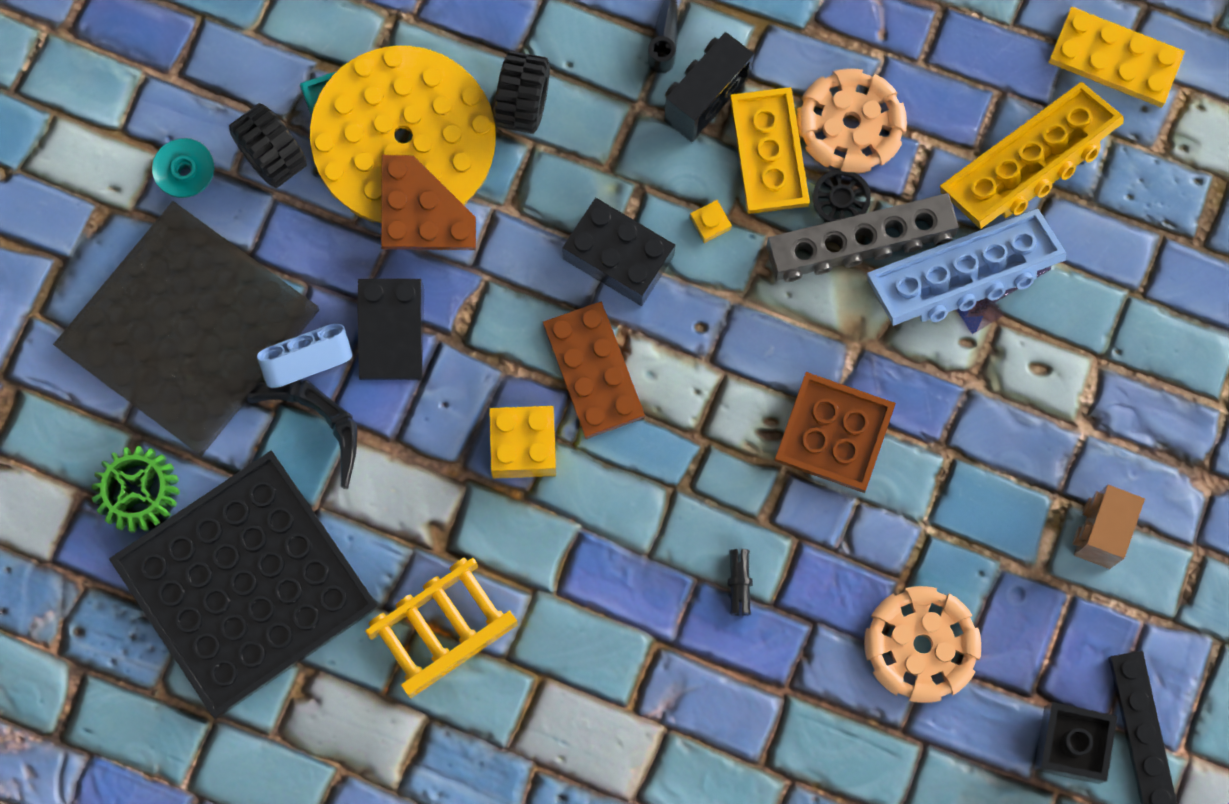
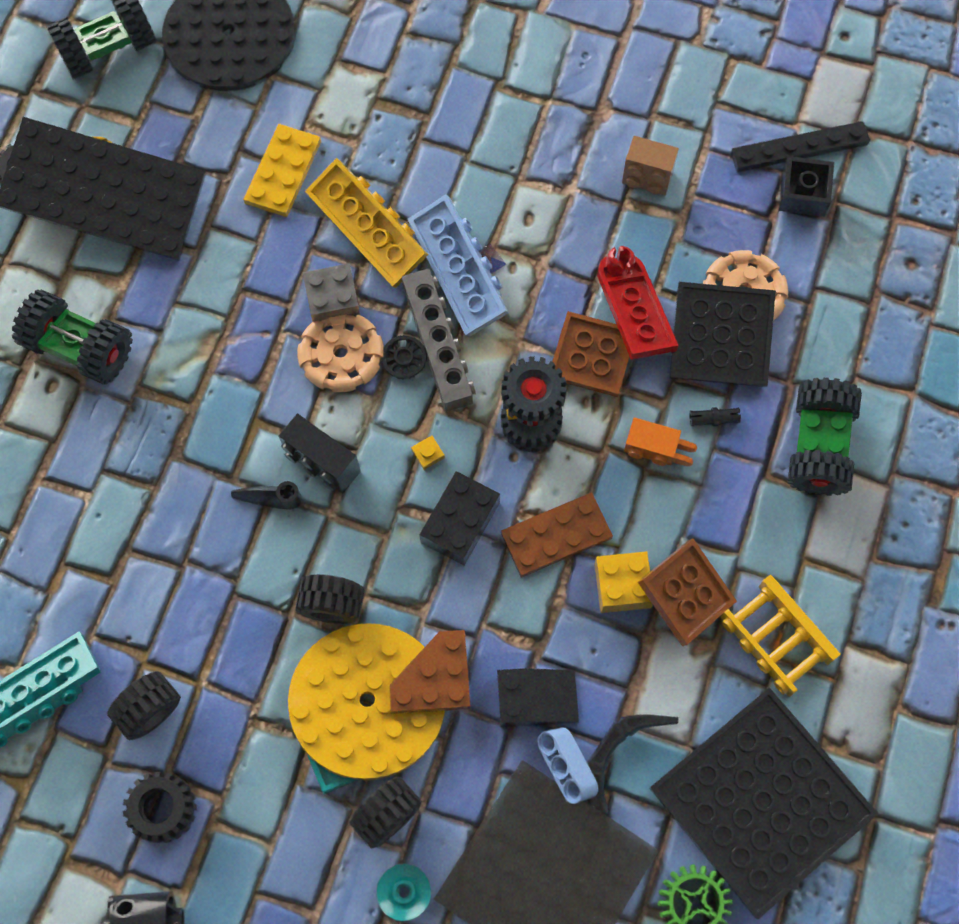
camera: 90 degrees left, 5 degrees down
(501, 514) = (687, 592): none -> dark orange plate
(696, 712) = (824, 437): none -> black plate
(705, 500) = (657, 443): none -> orange hinge
(750, 332) = (532, 403): none -> black plate
(769, 150) = (368, 409): yellow plate -> none
(852, 600) = (723, 334): none -> black plate
(898, 489) = (635, 305): none -> red plate
(929, 109) = (331, 292): none -> flat silver brick

